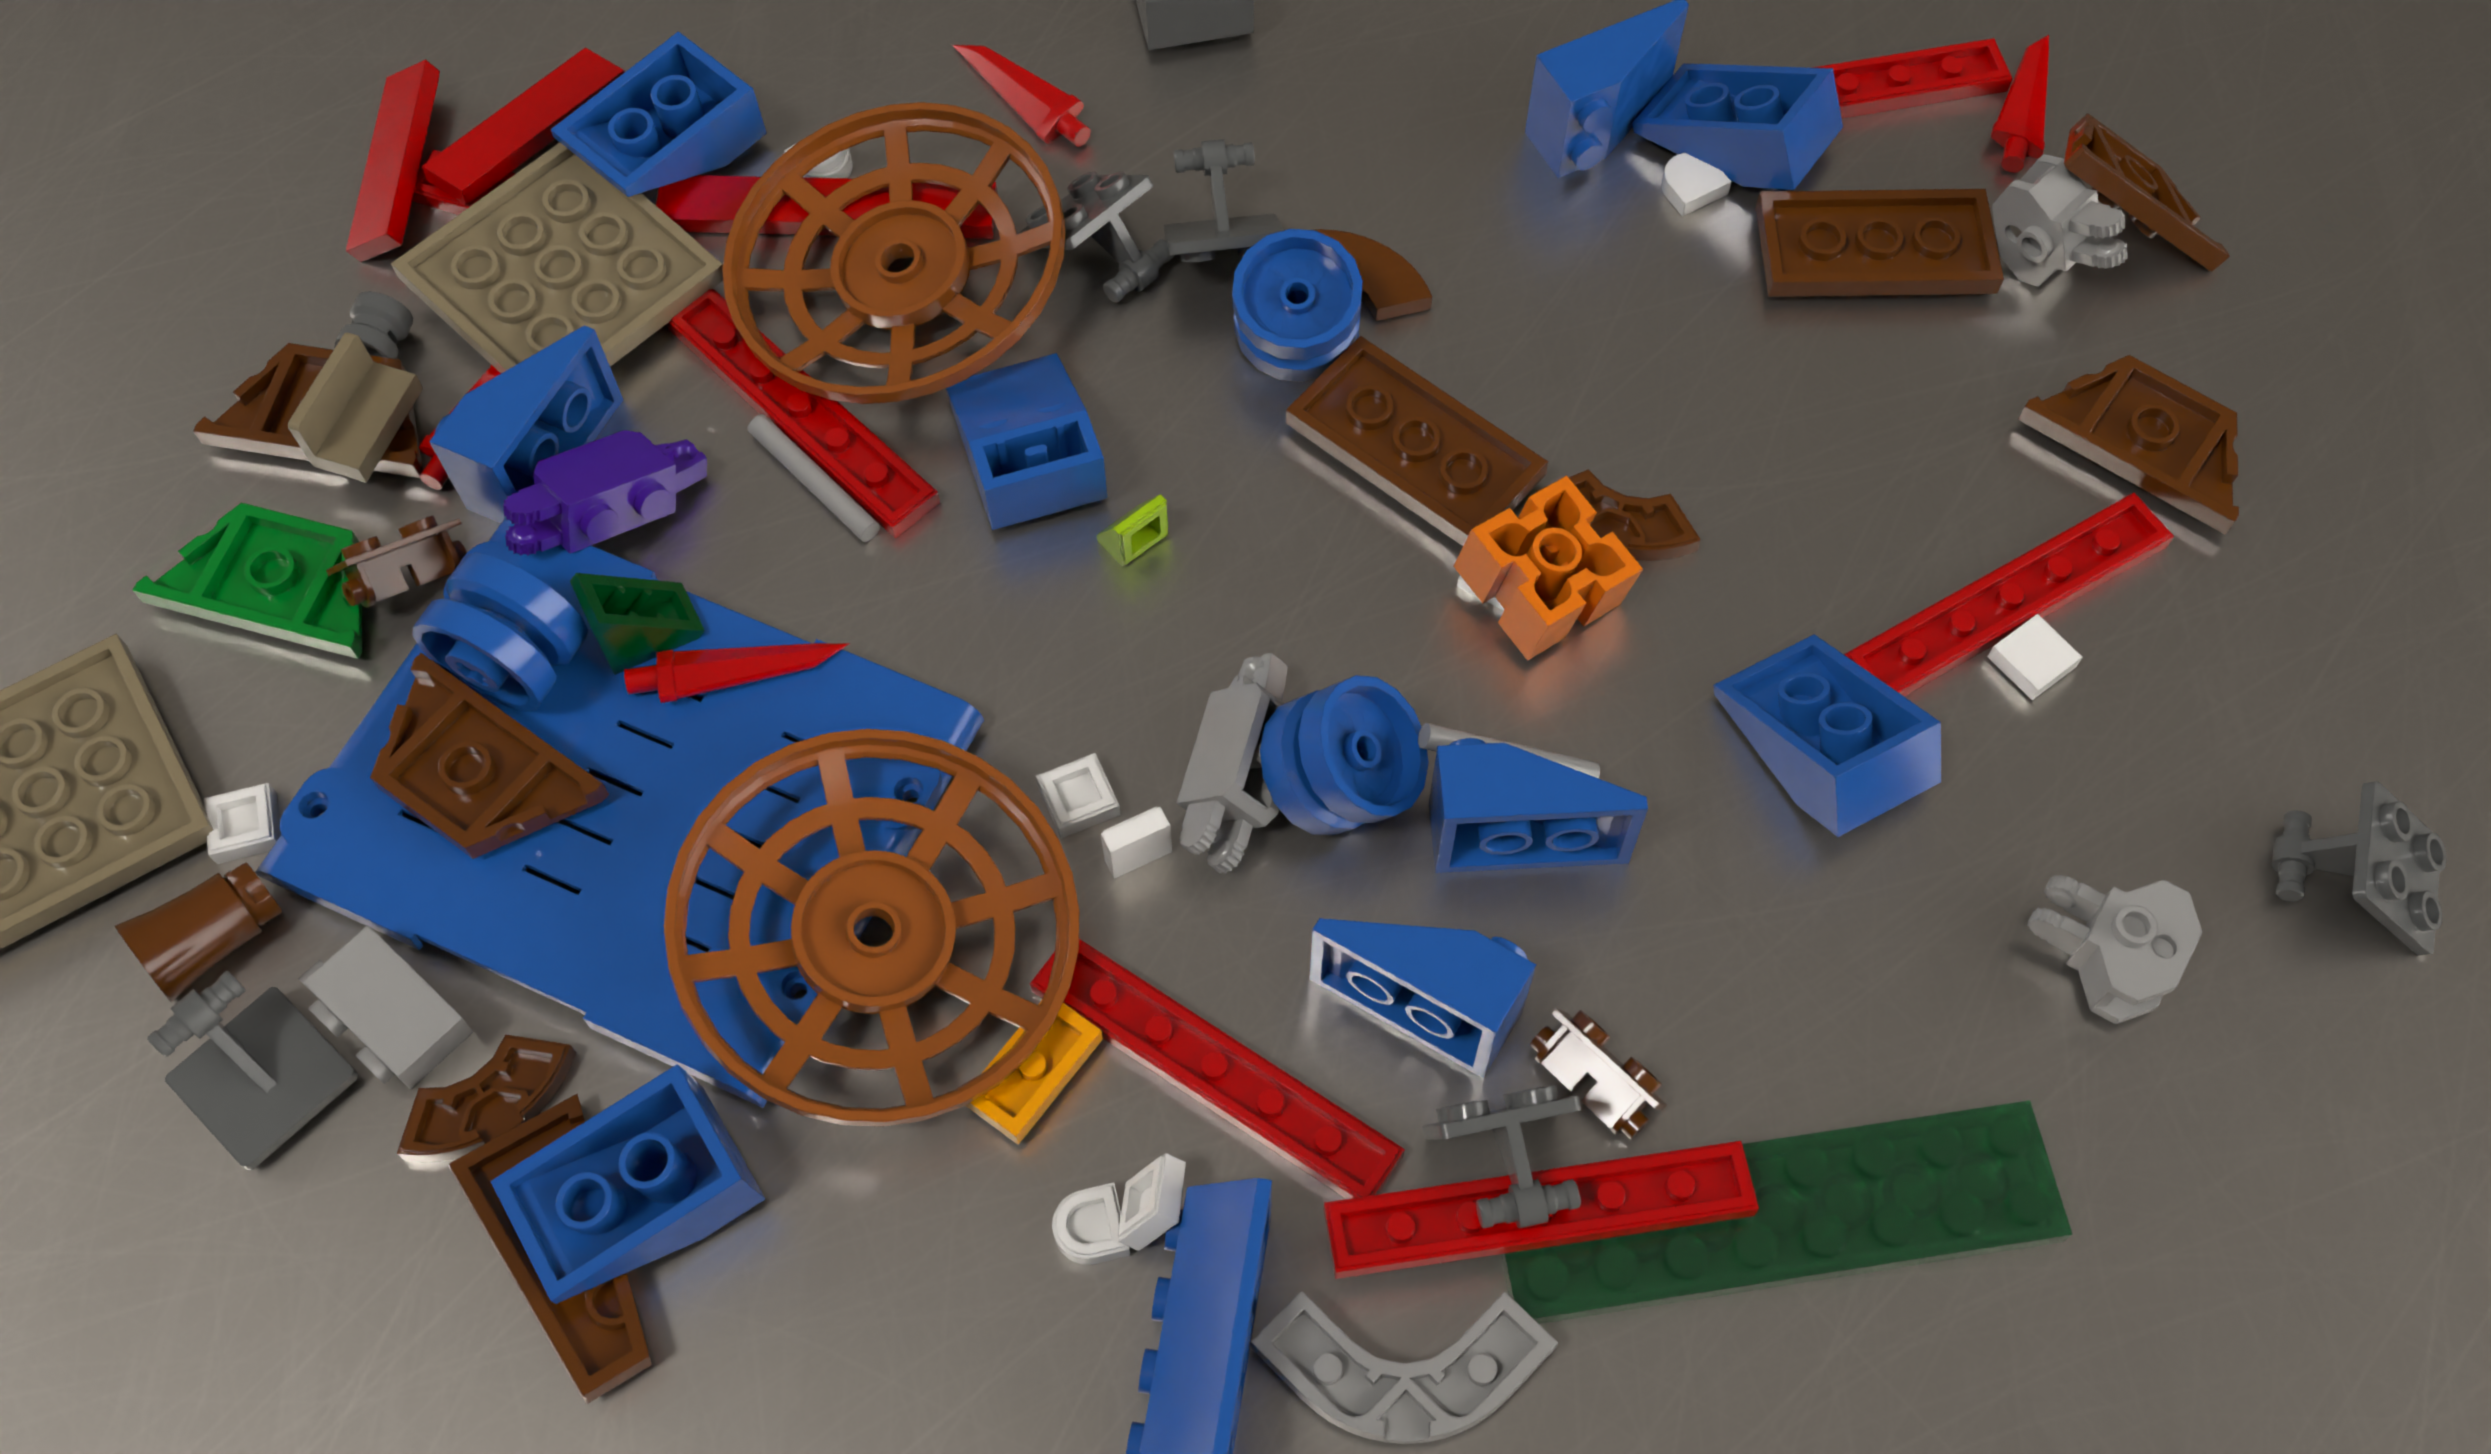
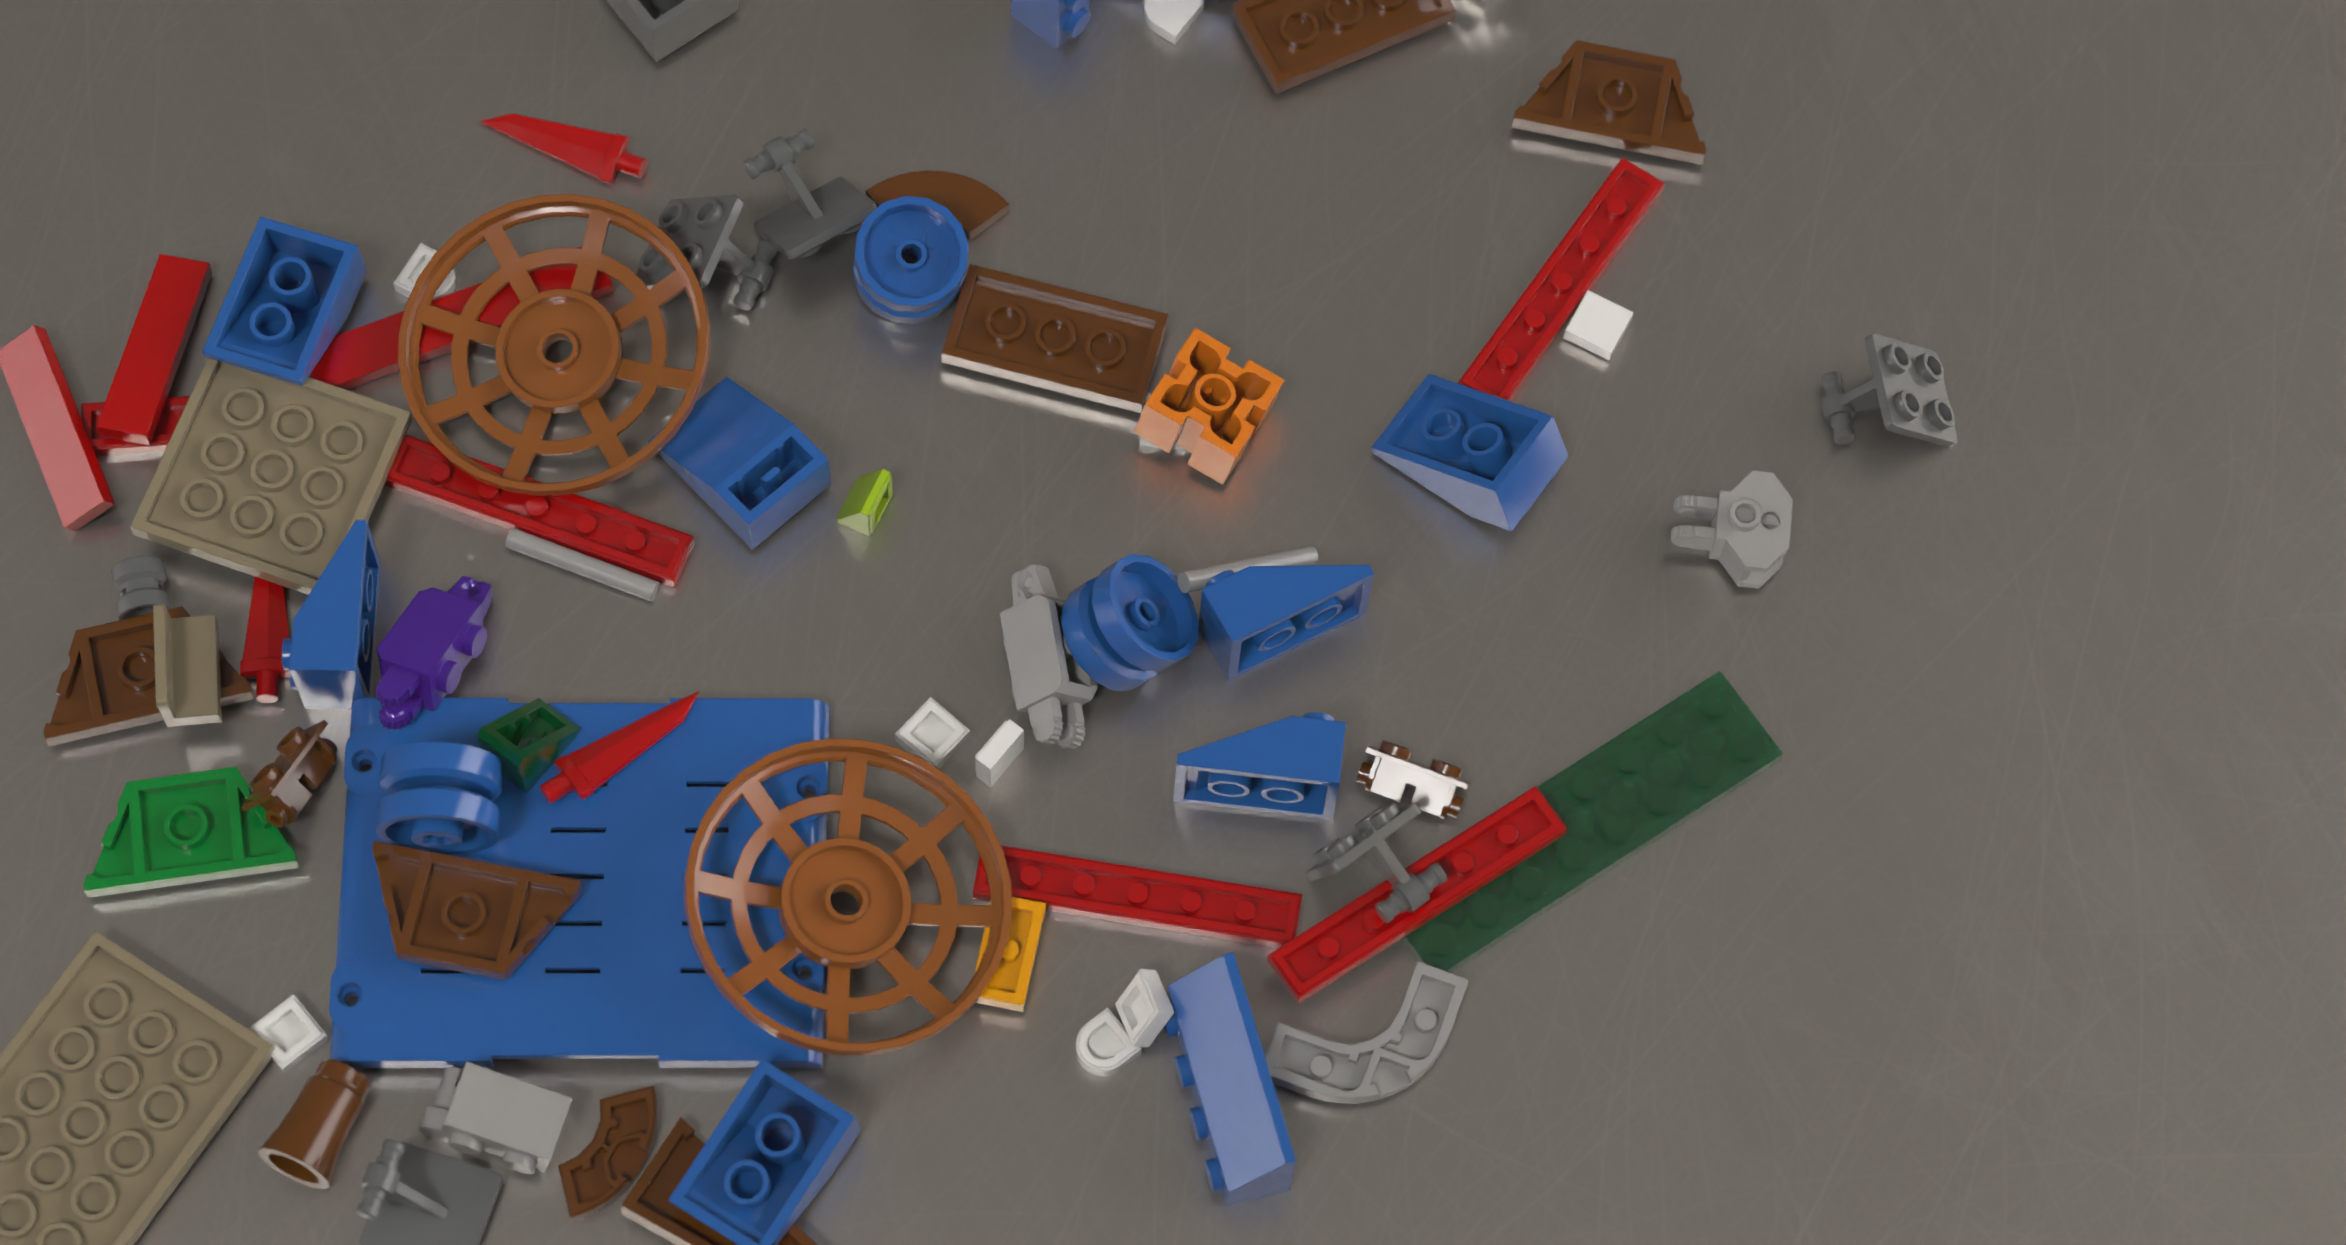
camera: 30 degrees left, 5 degrees up
(1646, 526) = (1259, 336): reddish brown tile -> none

